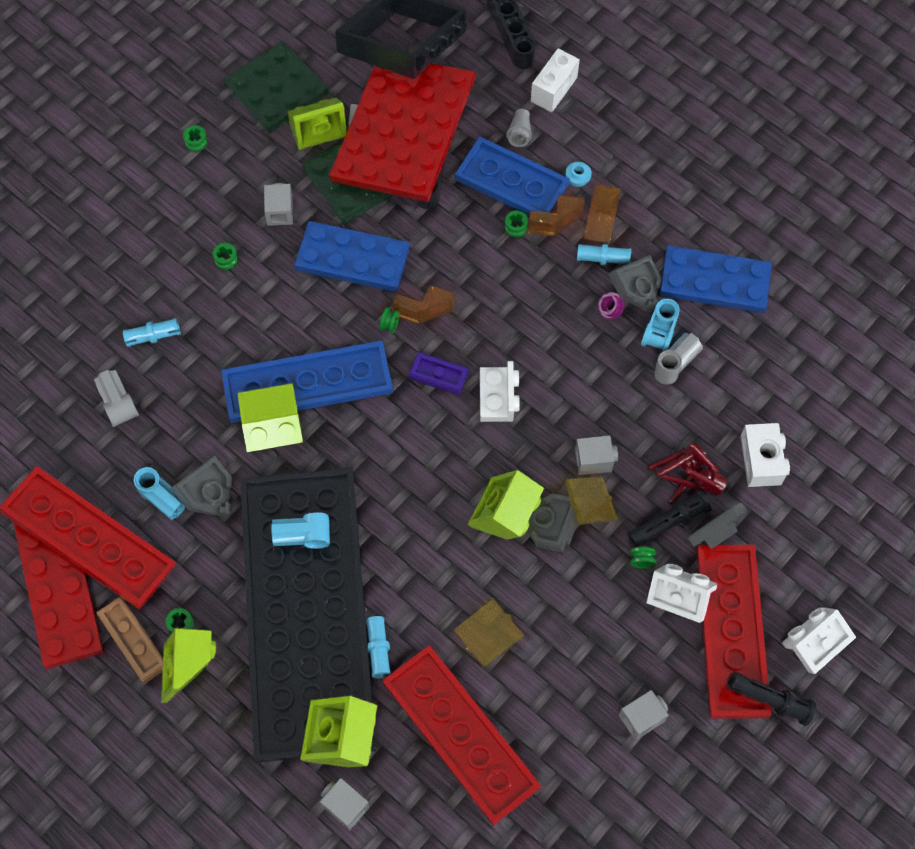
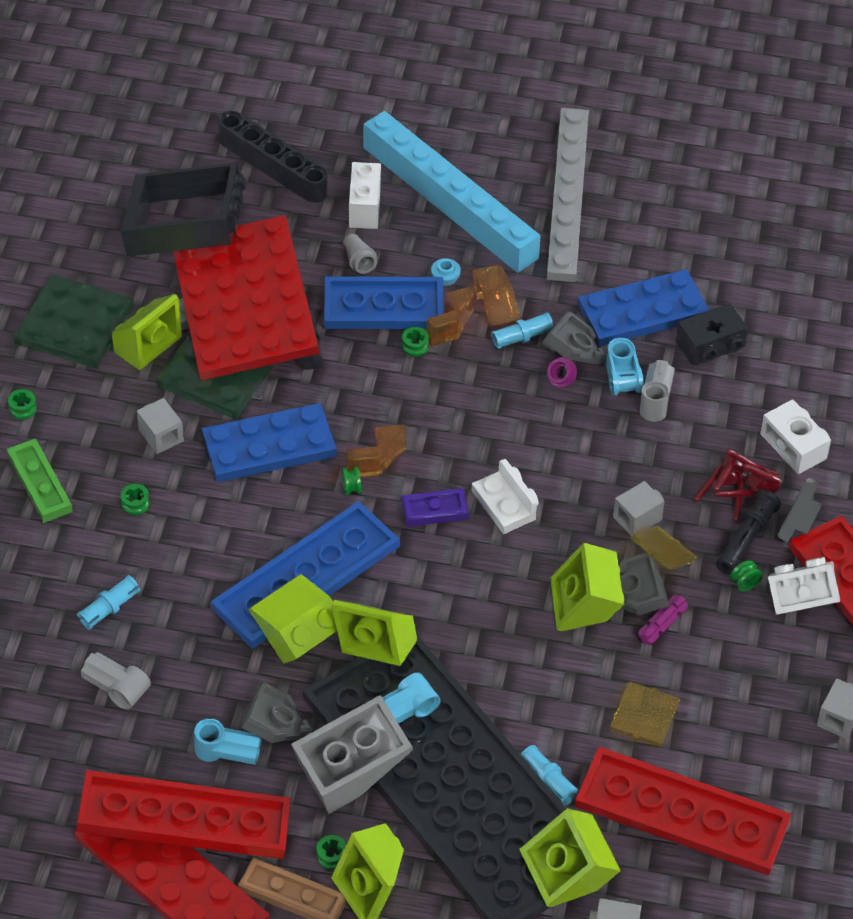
camera: 30 degrees left, 15 degrees down
(166, 207) = (39, 480): none -> bright green plate
(232, 553) = (352, 753): none -> light grey slope
(316, 459) = (374, 632): none -> lime slope
(553, 560) = (662, 620): none -> magenta axle
(624, 108) = (451, 191): none -> medium azure brick
(719, 151) = (568, 195): none -> light grey plate
(753, 331) = (711, 334): none -> black brick

